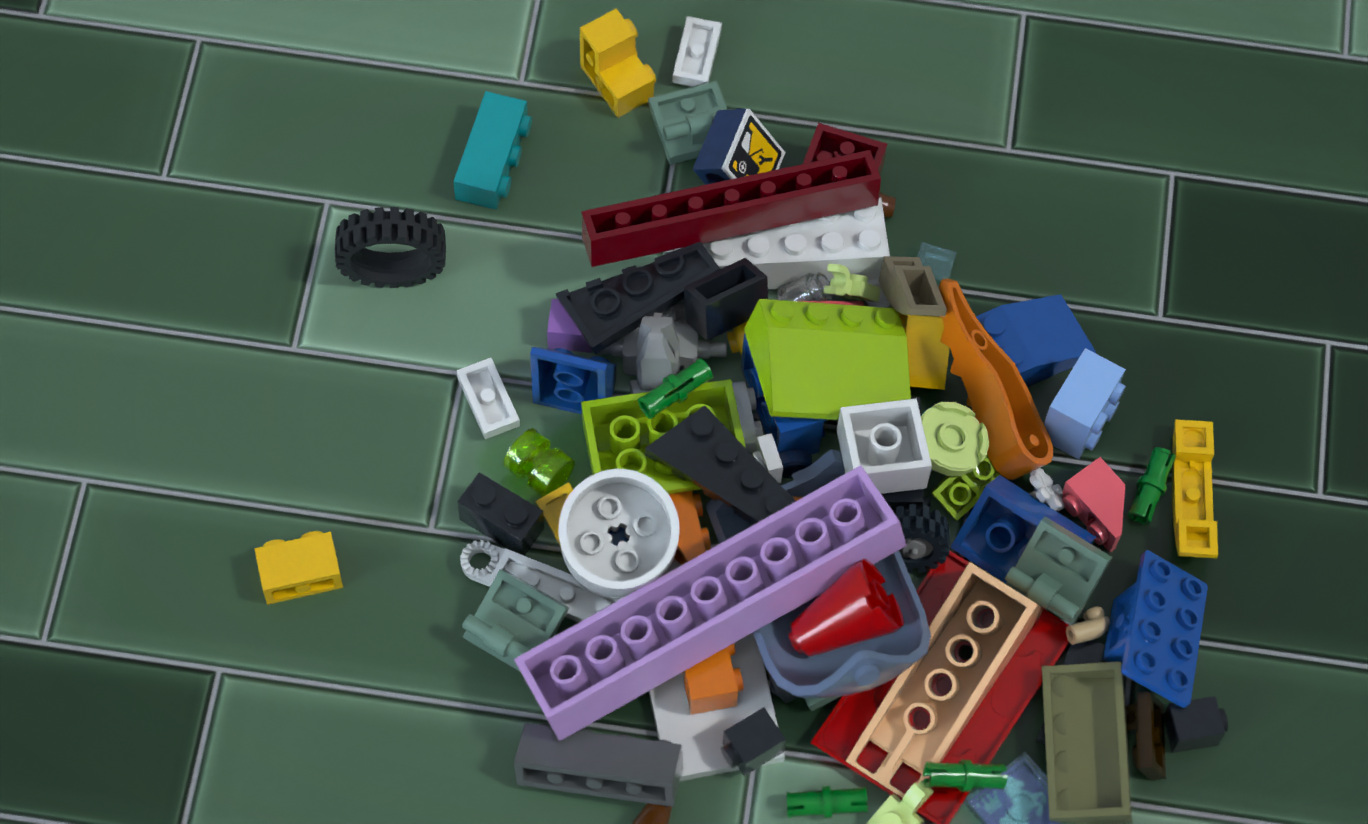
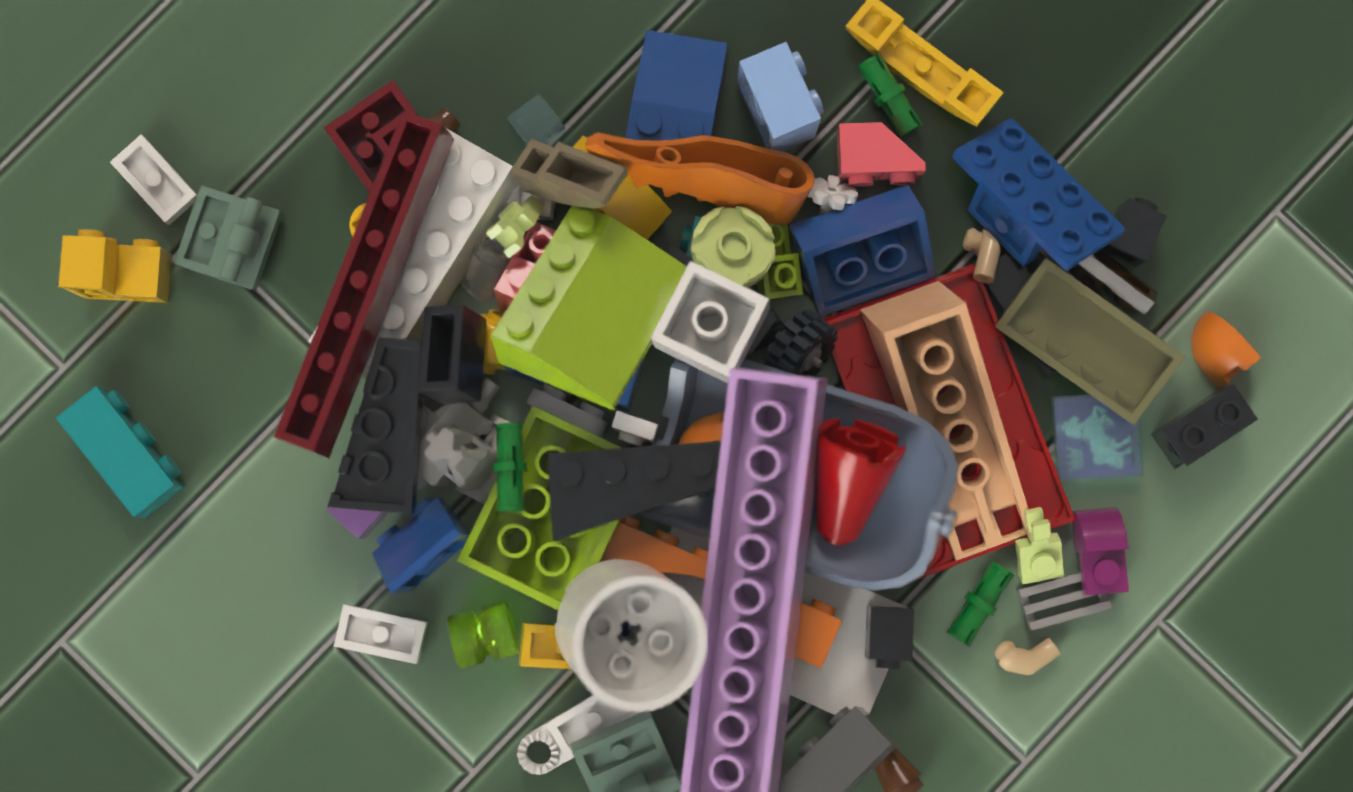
camera: 50 degrees left, 20 degrees up
(390, 228) = (166, 631): black tyre -> none
(500, 514) = (509, 705): black brick -> none
(737, 148) = (303, 228): piece -> none
(794, 461) = (646, 400): dark blue tile -> none
(965, 775) = (1048, 471): green pin -> none
(1058, 570) = (927, 250): sand green plate -> none

